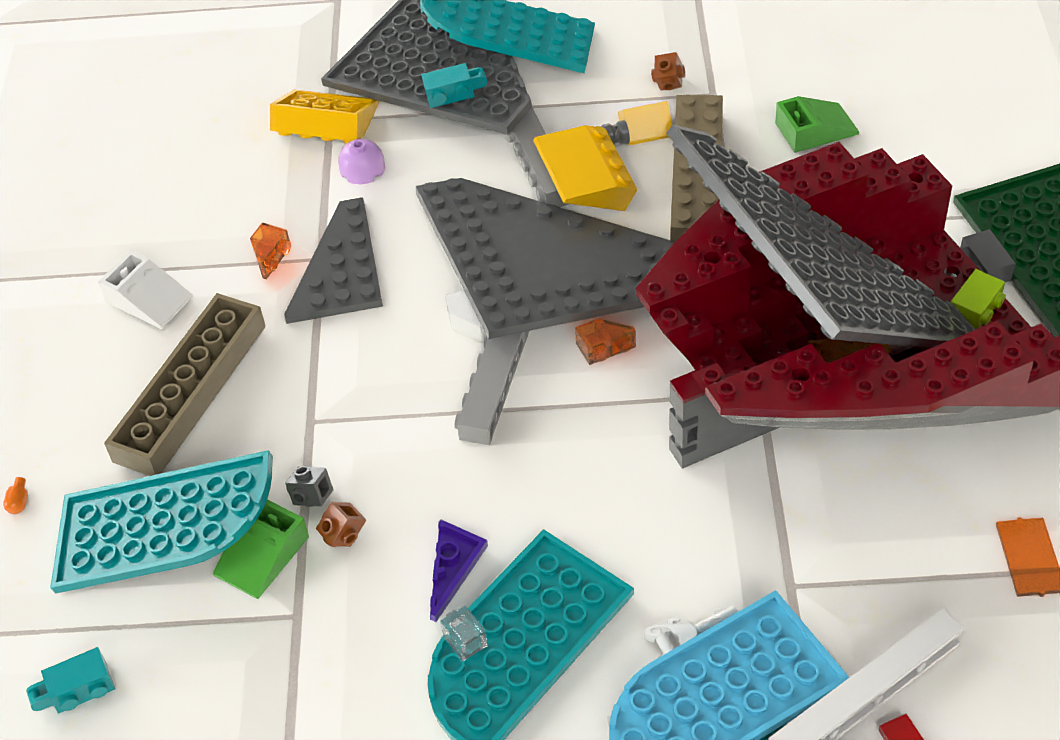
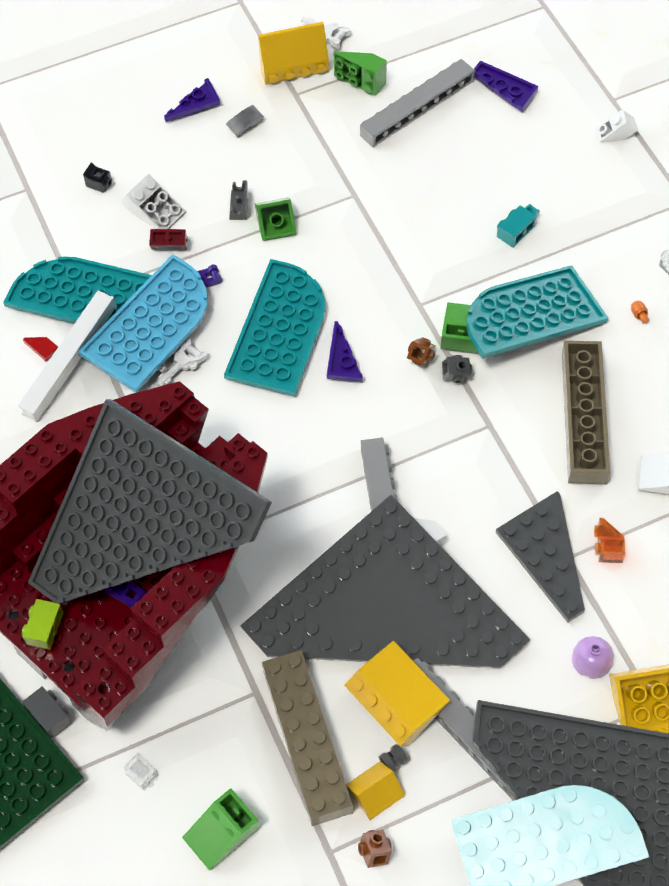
camera: 155 degrees right, 10 degrees up
(452, 84) = (551, 732): teal brick -> none
(463, 632) = (309, 308): clear brick -> none
(604, 339) = (314, 544): clear orange slope -> none

